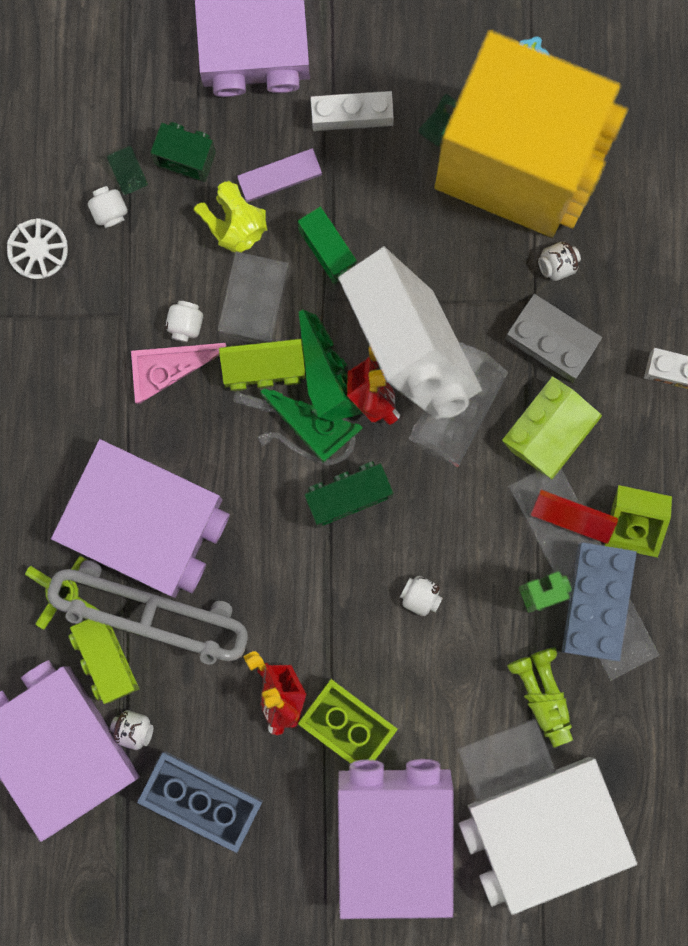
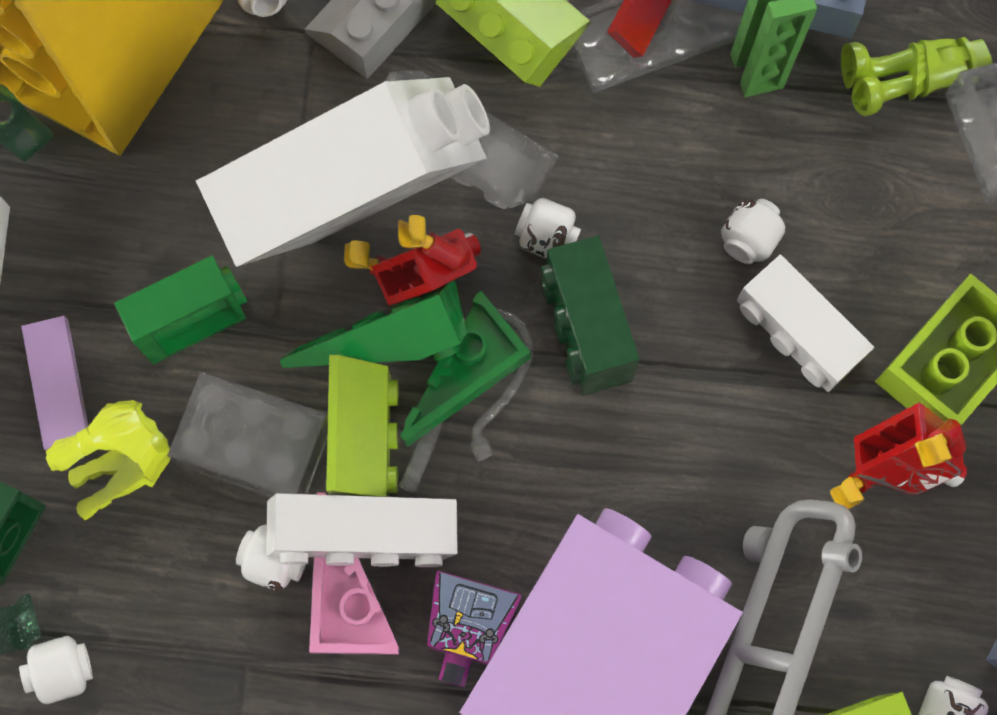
camera: 85 degrees left, 10 degrees down
(156, 441) = (468, 623): none -> torso
(203, 372) = (361, 528): none -> white brick
(361, 630) = (803, 324): none -> white brick
(407, 465) = (546, 227): none -> white head

